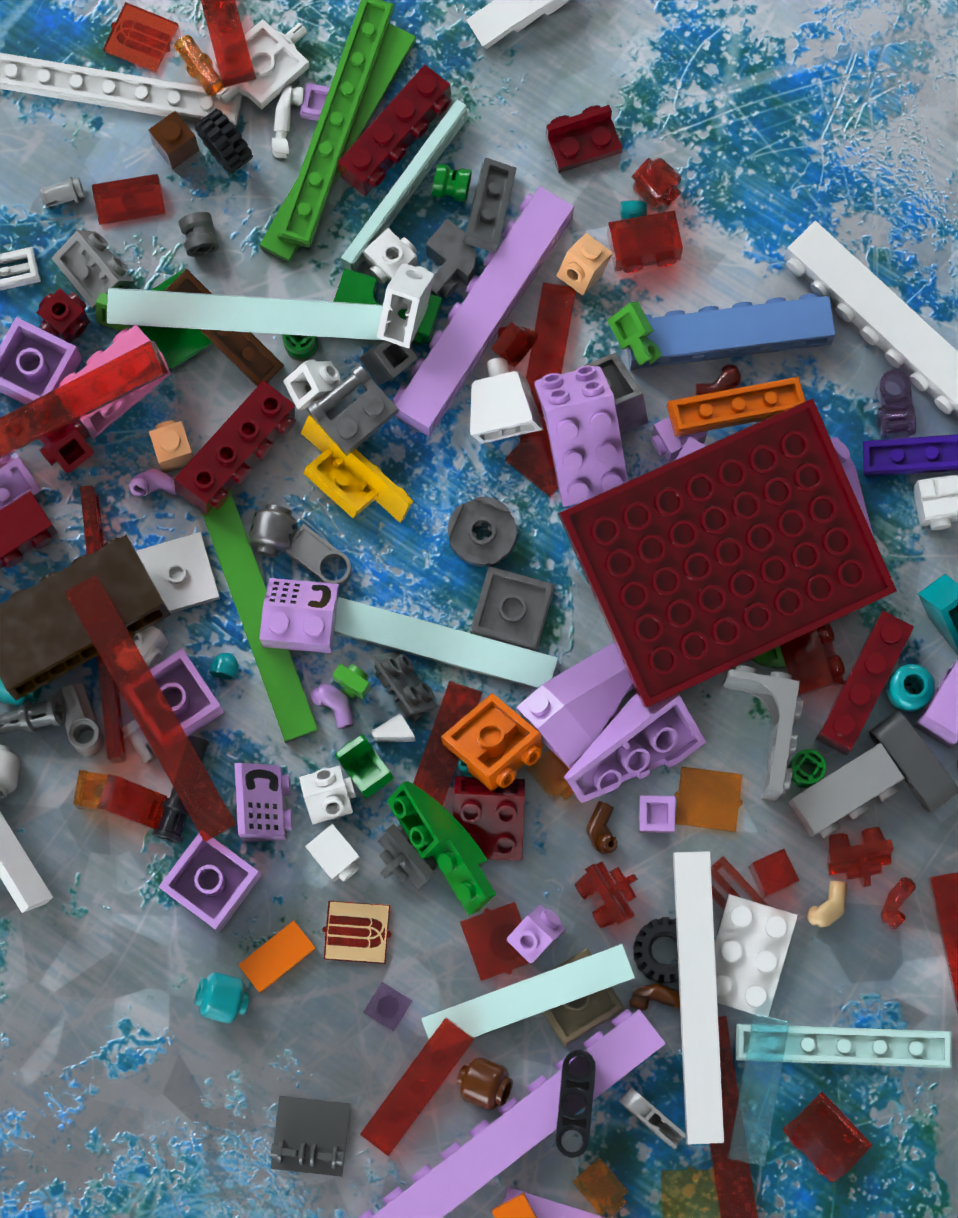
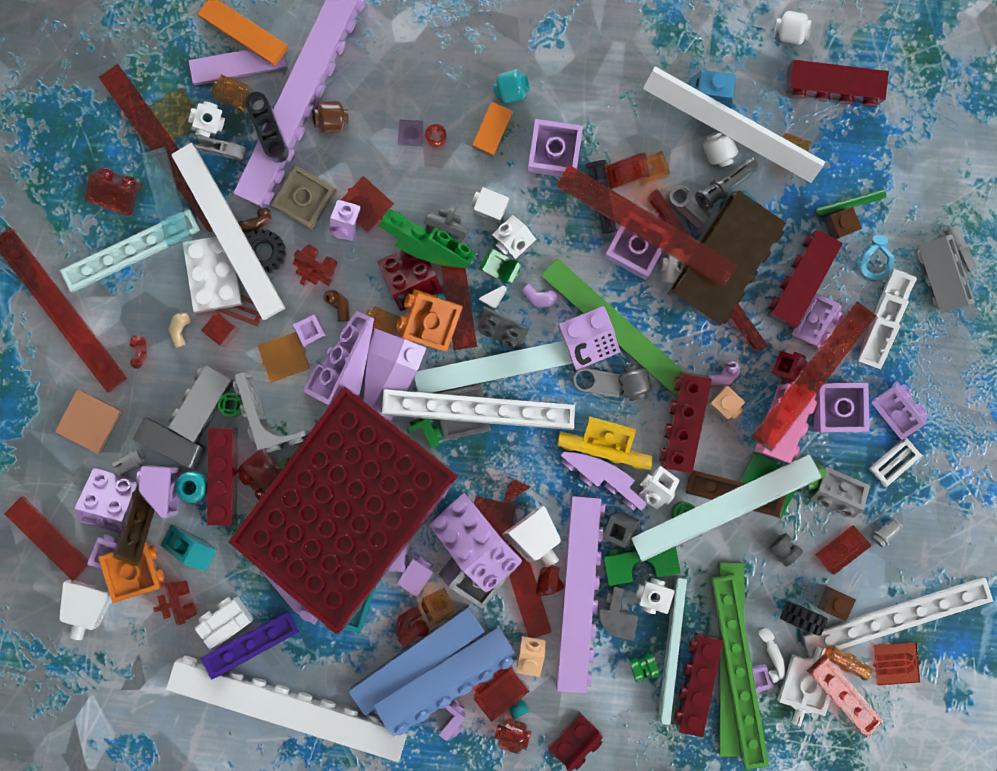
camera: 145 degrees right, 10 degrees up
(66, 325) = (832, 450): dark red brick -> none
(181, 572) = (678, 328): white plate -> none
(224, 667) = (618, 285): teal hinge -> none
(262, 802) = (549, 211): lavender slope -> none
(310, 1136) = (417, 36): dark grey hinge -> none
(352, 680) = (534, 313): bright green plate -> none
(356, 932) = (453, 168): piece -> none
(360, 418) = (618, 478): flat silver plate -> none
(363, 995) = (443, 136): none -> clear red bush
(386, 449) = (597, 470): none -> lavender slope
(407, 290) = (628, 577): white torso -> none
(417, 1086) = (368, 95): clear red tile -> none
(474, 514) = (496, 460): flat silver plate -> none
(489, 205) = (611, 664): dark grey plate -> none
(491, 597) = (478, 409): none -> white tile
(496, 471) = (515, 489): none -> clear red slope
(537, 993) = (329, 180): light aqua tile -> none
(565, 600) = (432, 433): none -> green bracket
(631, 331) = (476, 625): bright green plate -> none
(659, 1176) = (200, 126): none -> white brick
(669, 380) = (437, 606): none -> clear orange brick
(708, 284) = (445, 682): none -> medium blue brick
(711, 368) = (417, 629): none -> clear red arm
(722, 235) = (453, 724): none -> lavender bracket
(733, 406) = (386, 611): orange tile -> none
(859, 860) = (167, 374): clear red hips -> none
(897, 411) = (289, 663): clear purple piece -> none

